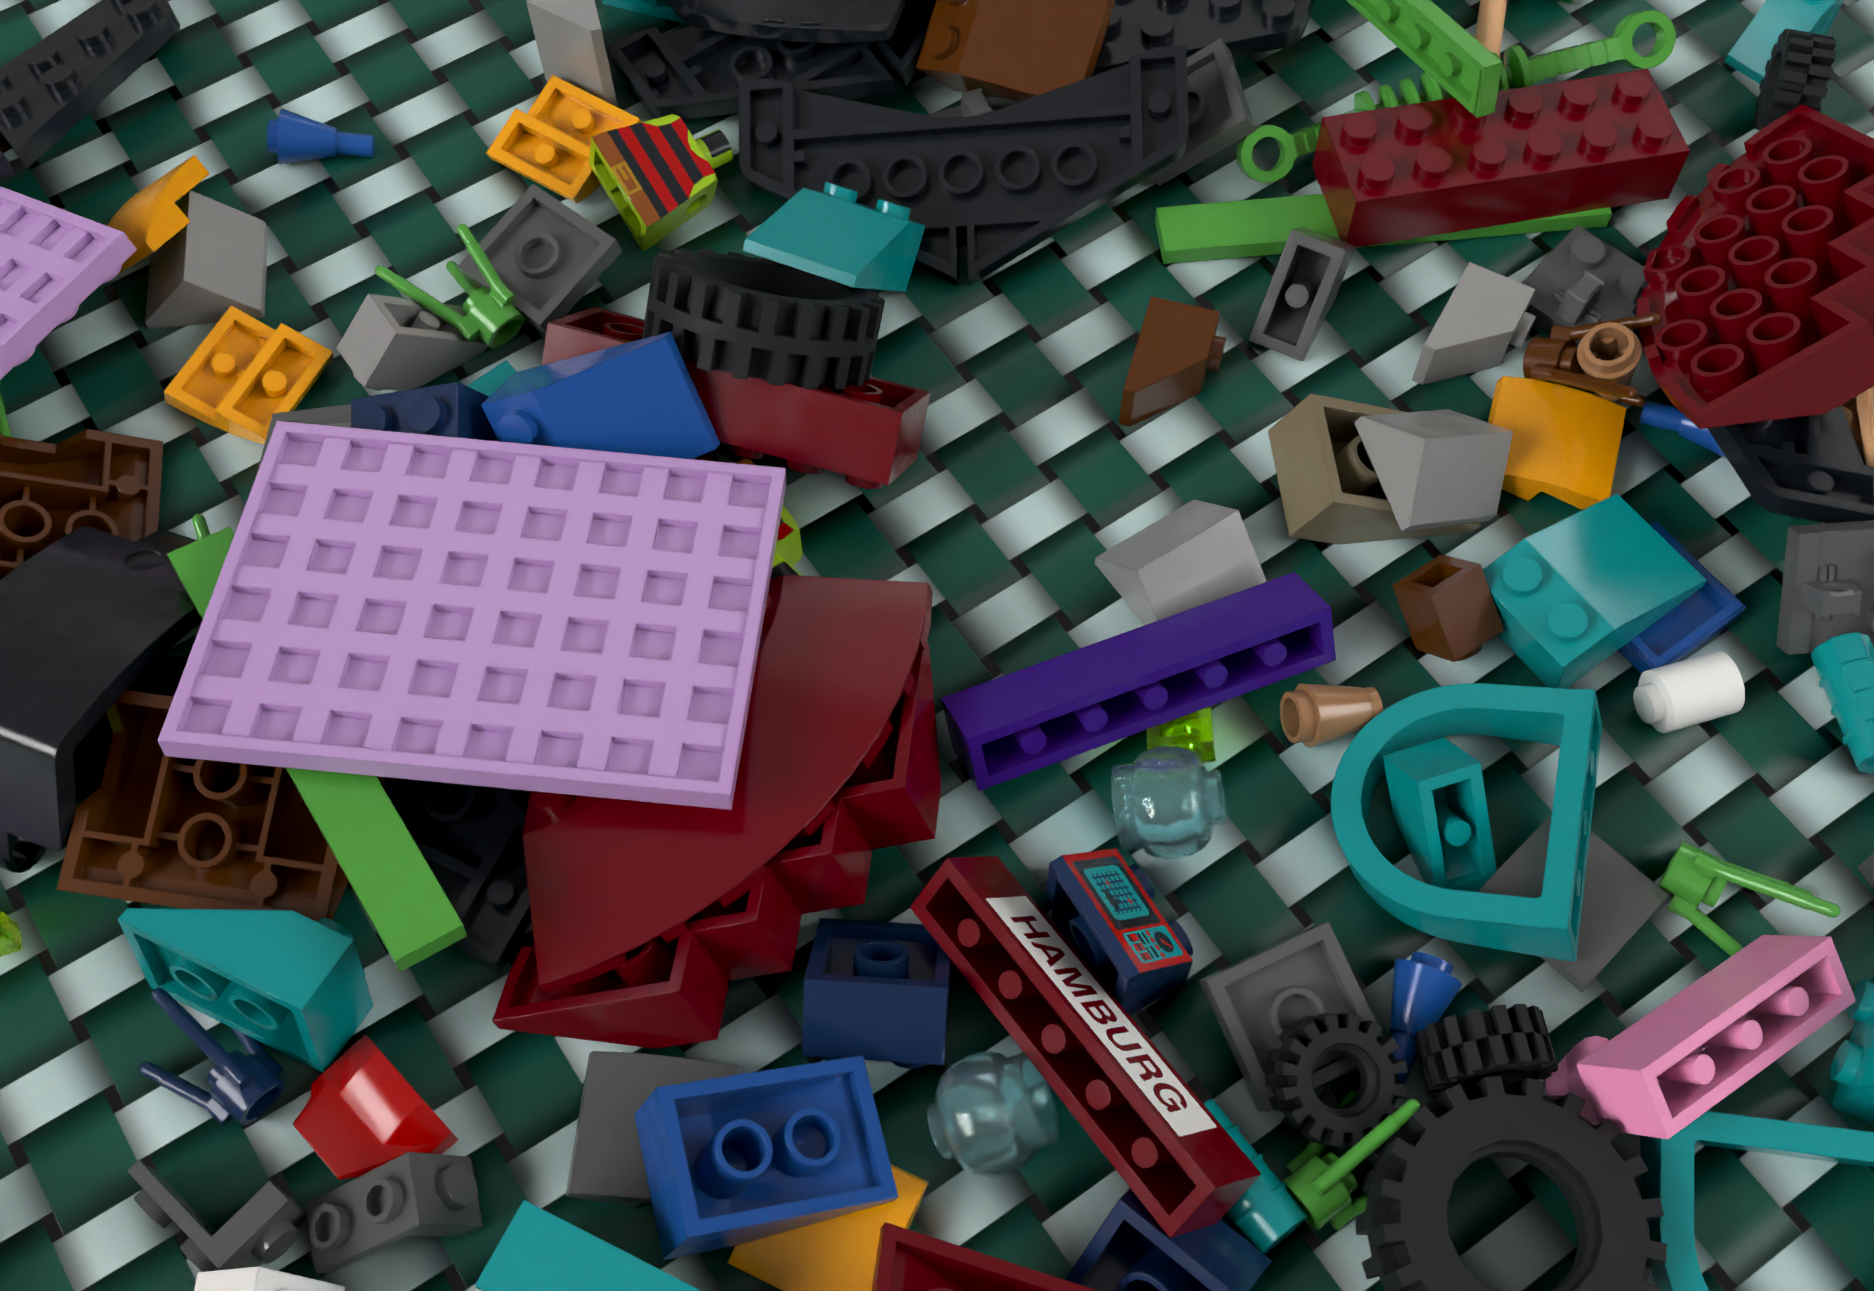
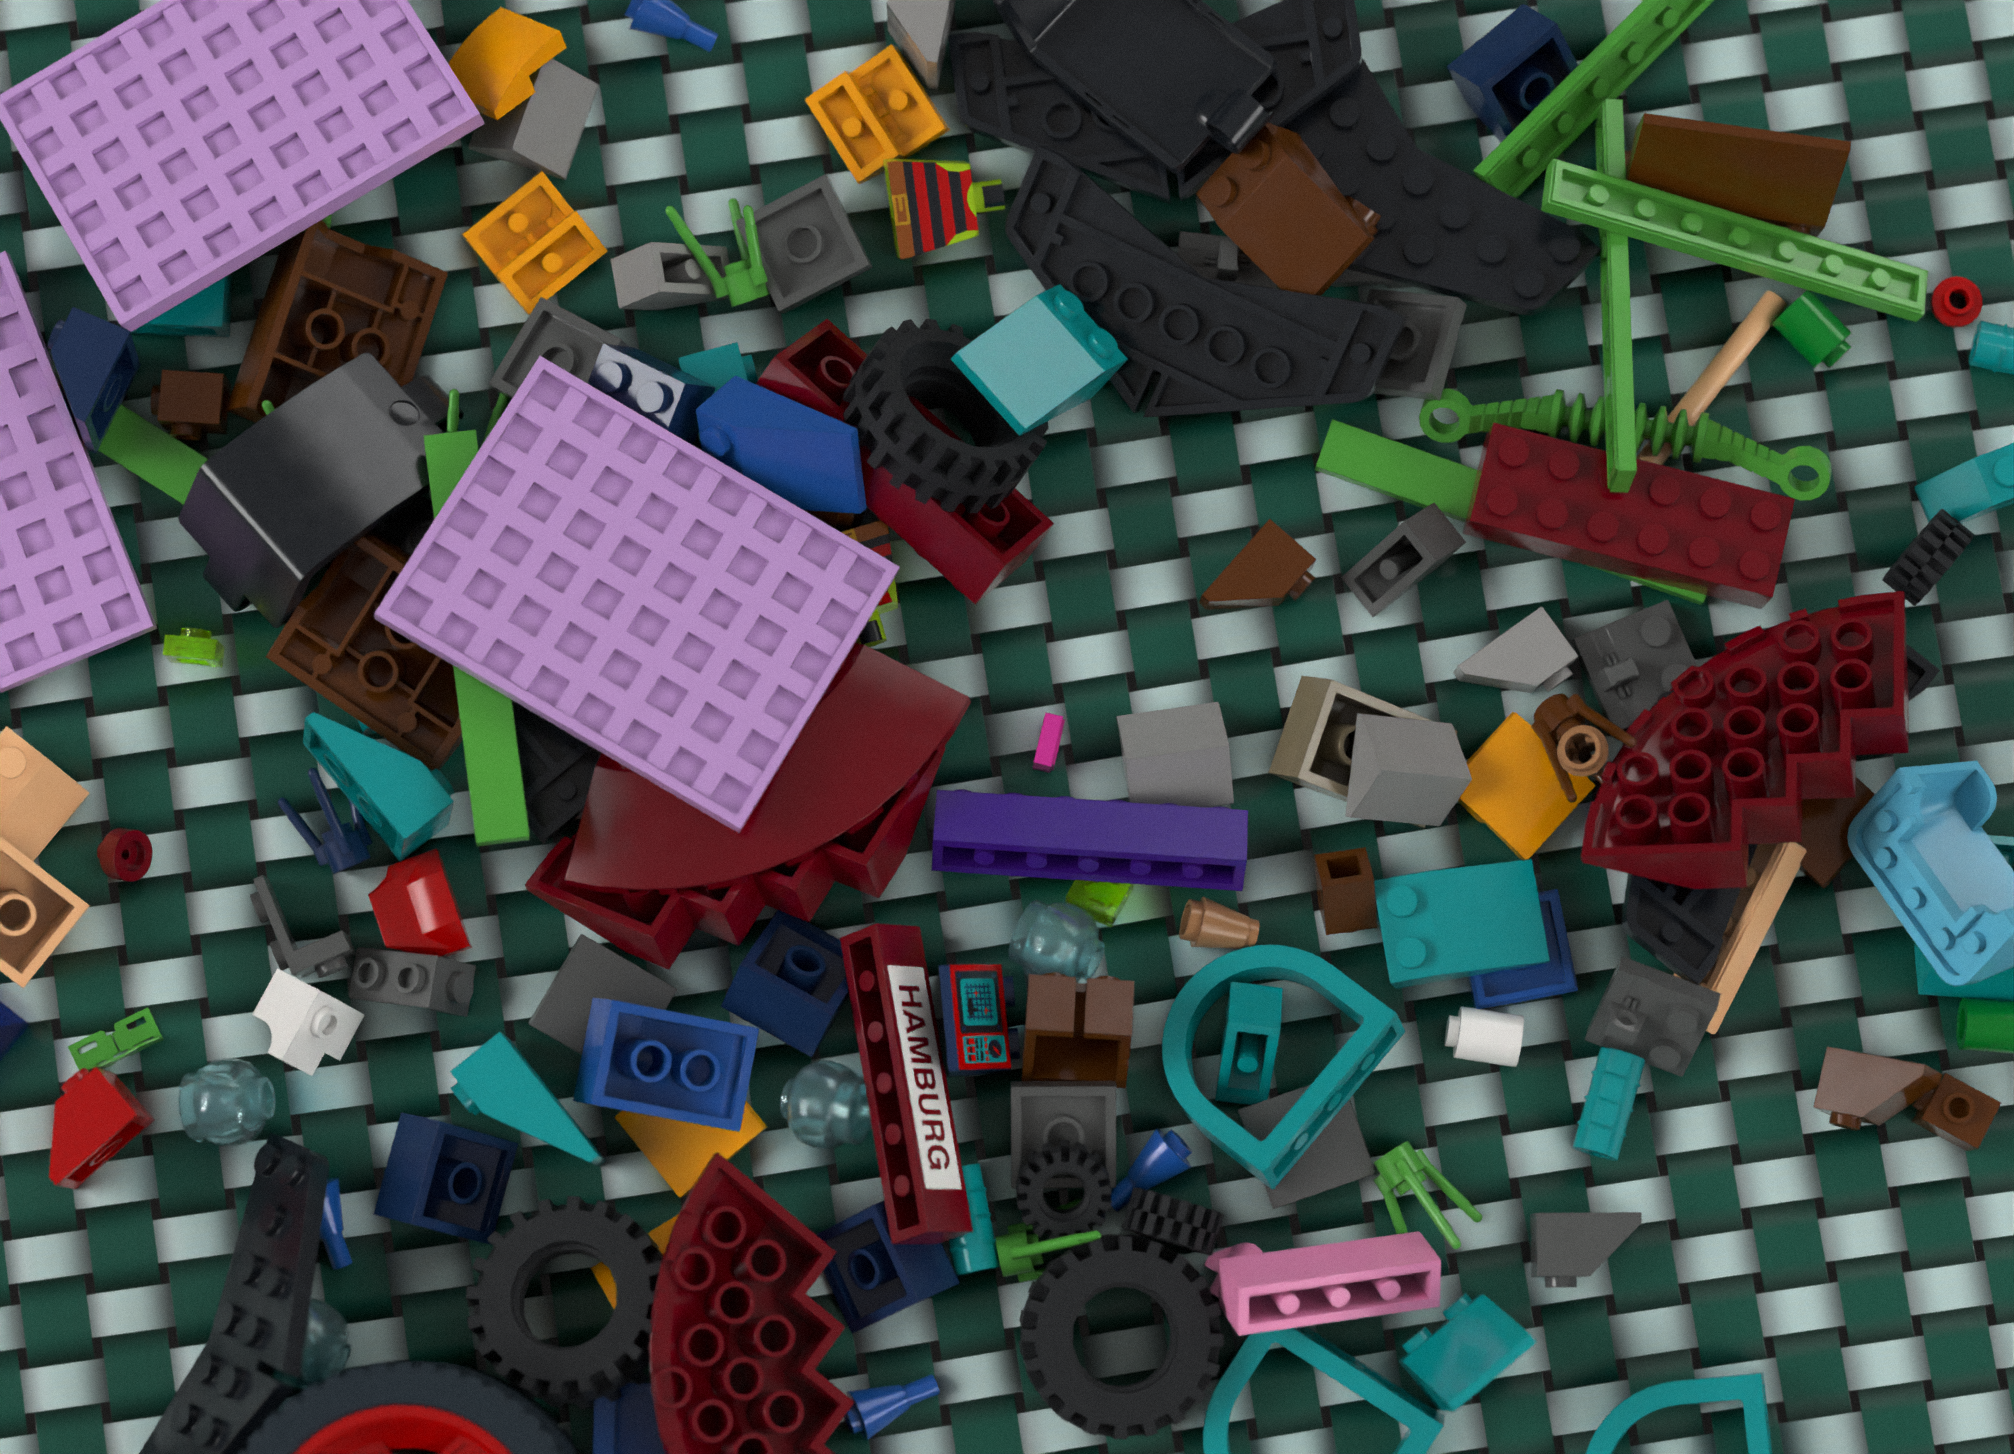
camera: 20 degrees right, 20 degrees up
(1038, 606) = (1048, 742): none -> dark pink tile
(1247, 875) = (1077, 1029): none -> reddish brown piece

